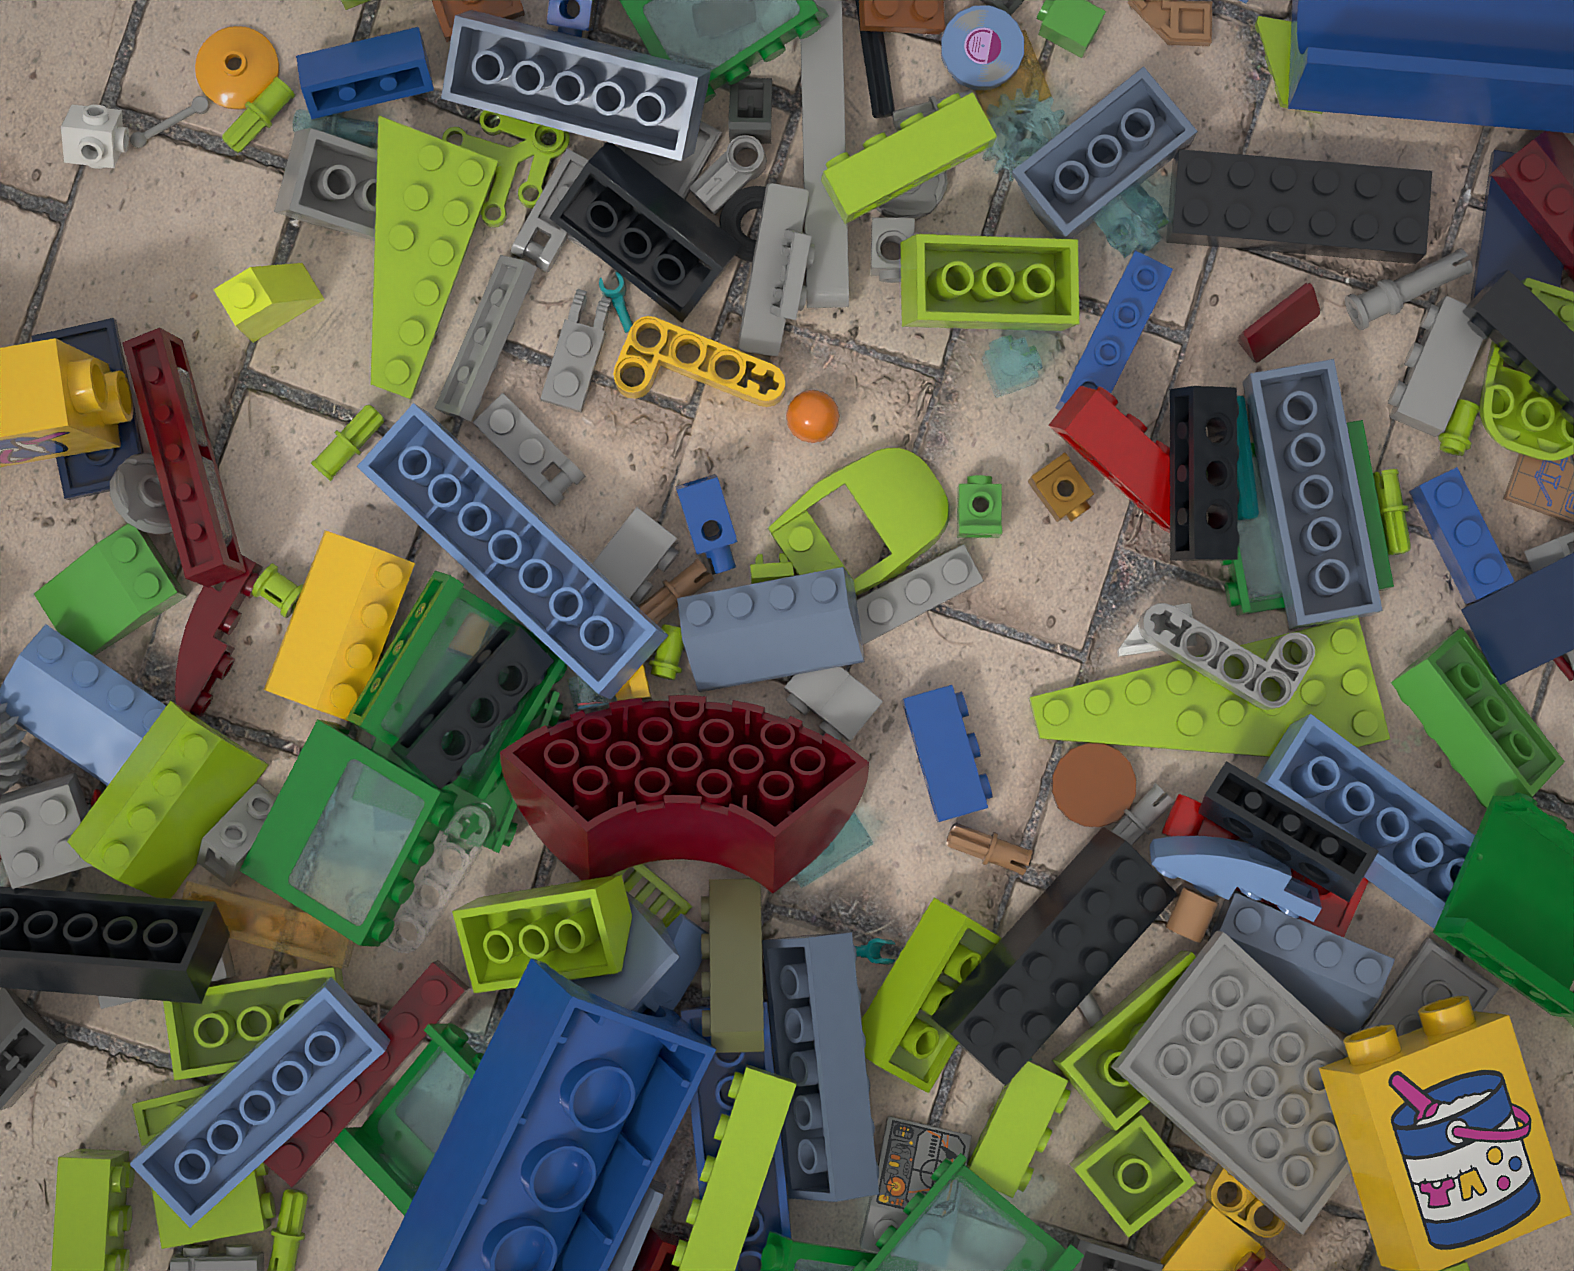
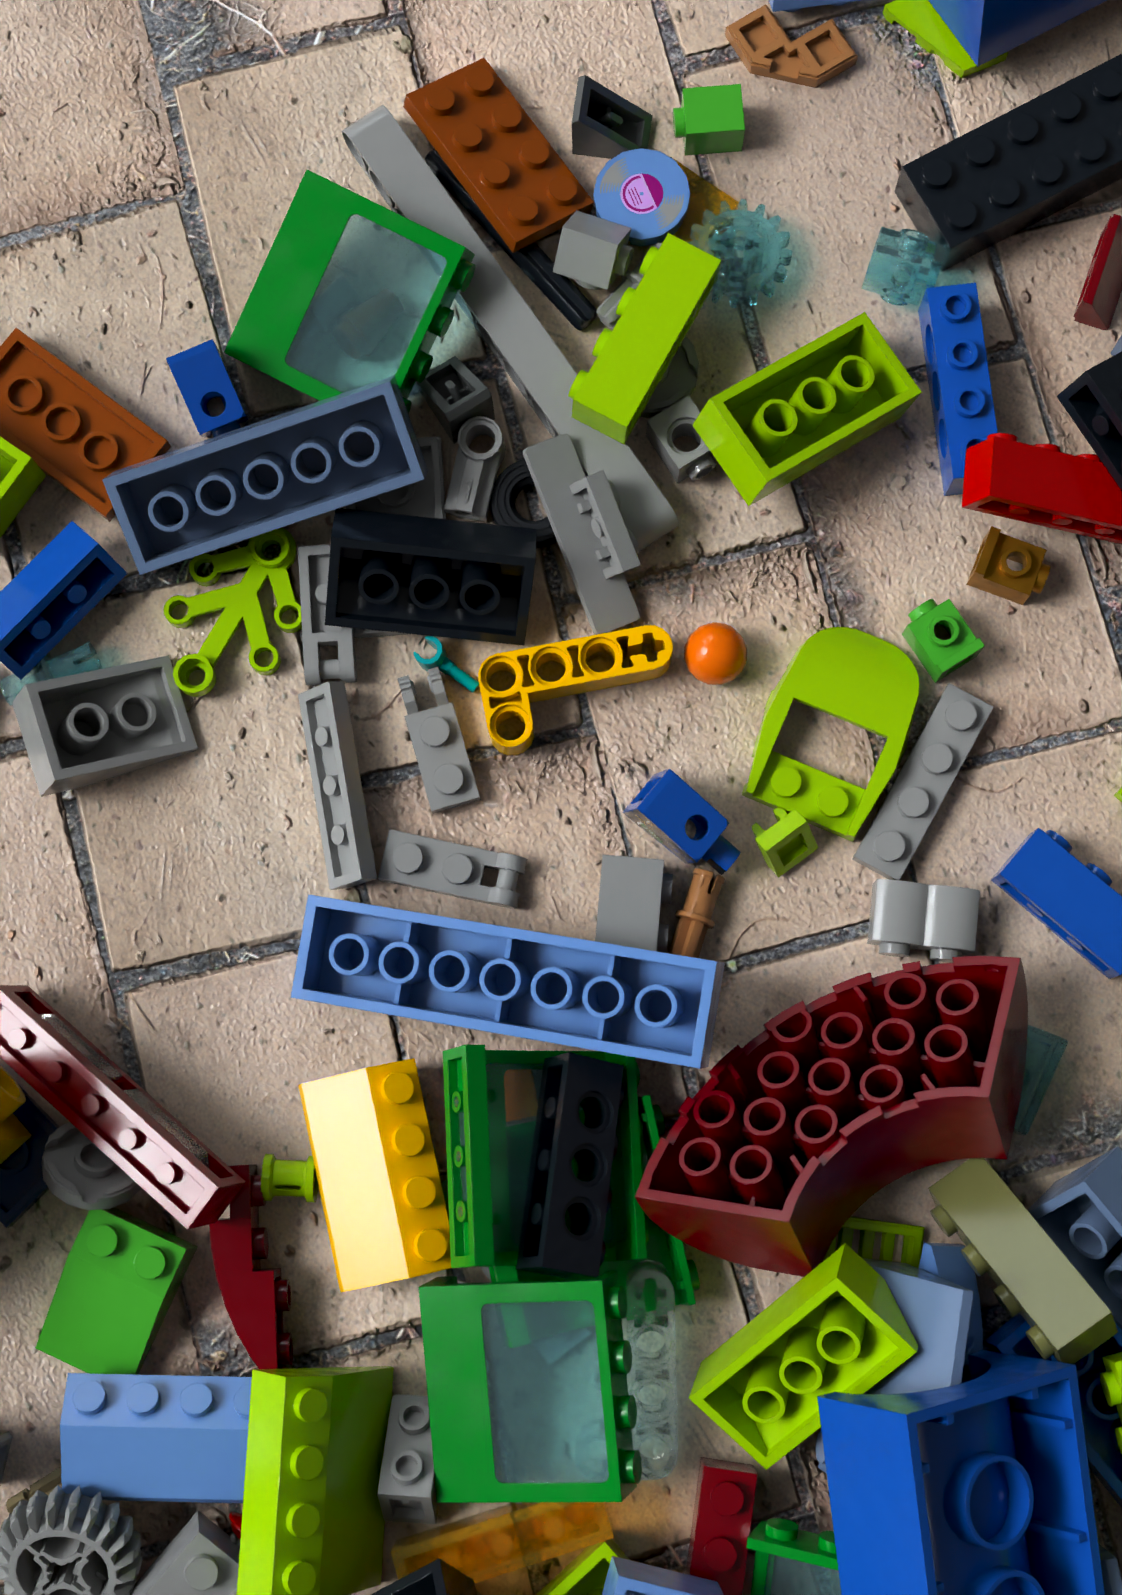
camera: 25 degrees left, 5 degrees down
(268, 297) = (88, 884): neon yellow slope -> none
(348, 442) = (264, 979): lime axle -> none
(423, 225) = (203, 712): lime wing -> none
(586, 699) = (677, 1081): leg -> none
(668, 654) = (734, 992): lime pin -> none
(771, 629) = (821, 890): sand blue slope -> none
(918, 66) = (593, 251): none -> light grey brick
(1011, 365) = (877, 478): clear light blue brick -> none
(1103, 155) = (831, 220): sand blue slope -> none

